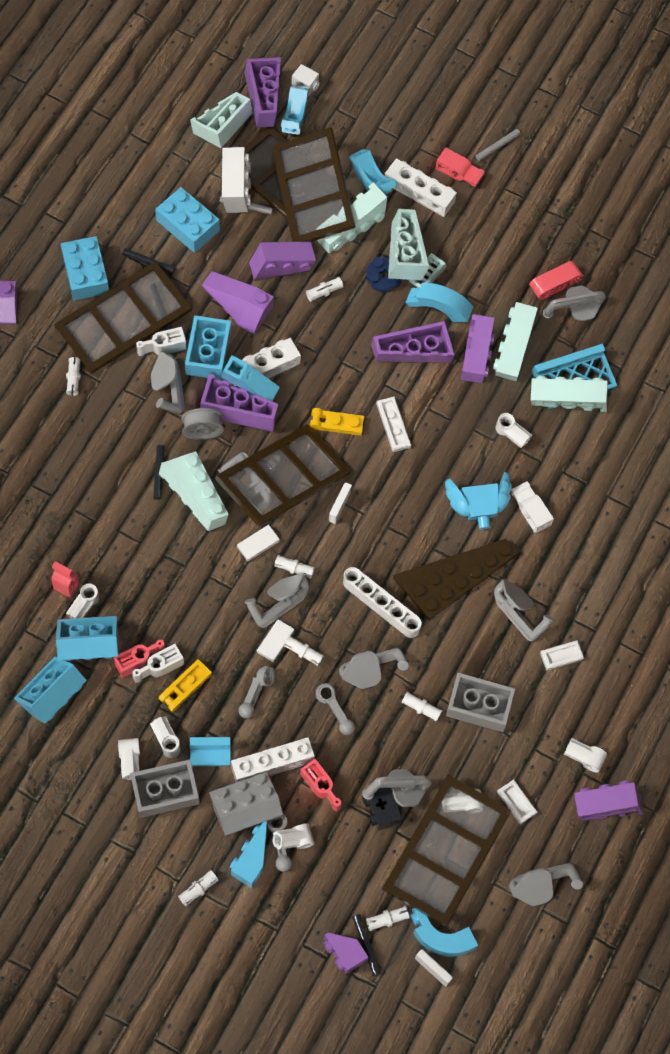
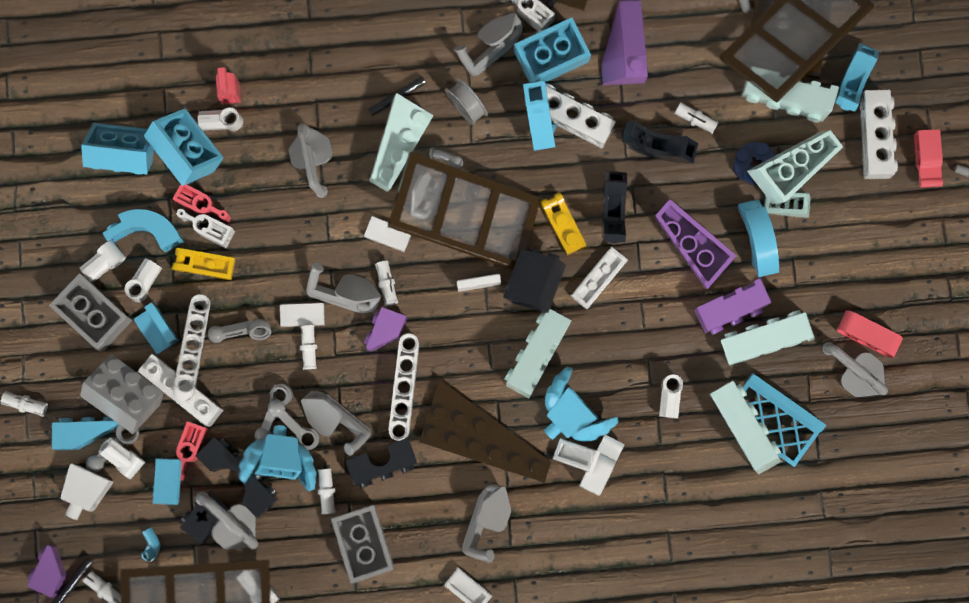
camera: 60 degrees right, 15 degrees up
(123, 703) = (148, 221): none -> medium azure arch
(156, 554) = (307, 152): none -> light grey piece
(239, 405) = (509, 118): medium lavender wedge -> none
(247, 728) = (189, 356): none -> white beam
(281, 258) = (698, 57): medium lavender wedge -> none
(298, 883) = (83, 490): none -> white torso
(328, 585) = (386, 330): none -> medium lavender slope
(329, 322) = (658, 145): none -> black arch
(336, 699) = (277, 409): none -> light grey piece
(337, 812) = (167, 481): none -> medium azure panel
(349, 380) = (614, 207): none -> black arch
(367, 462) = (535, 280): none -> black brick
(376, 719) = (280, 458): none -> medium azure torso
(377, 860) = (153, 545): none -> medium azure arm
(389, 756) = (257, 497): none -> black arch
(421, 496) = (537, 353): none -> light aqua wedge
(424, 669) = (401, 458): none -> black arch
(513, 517) = (576, 455): none -> white tile

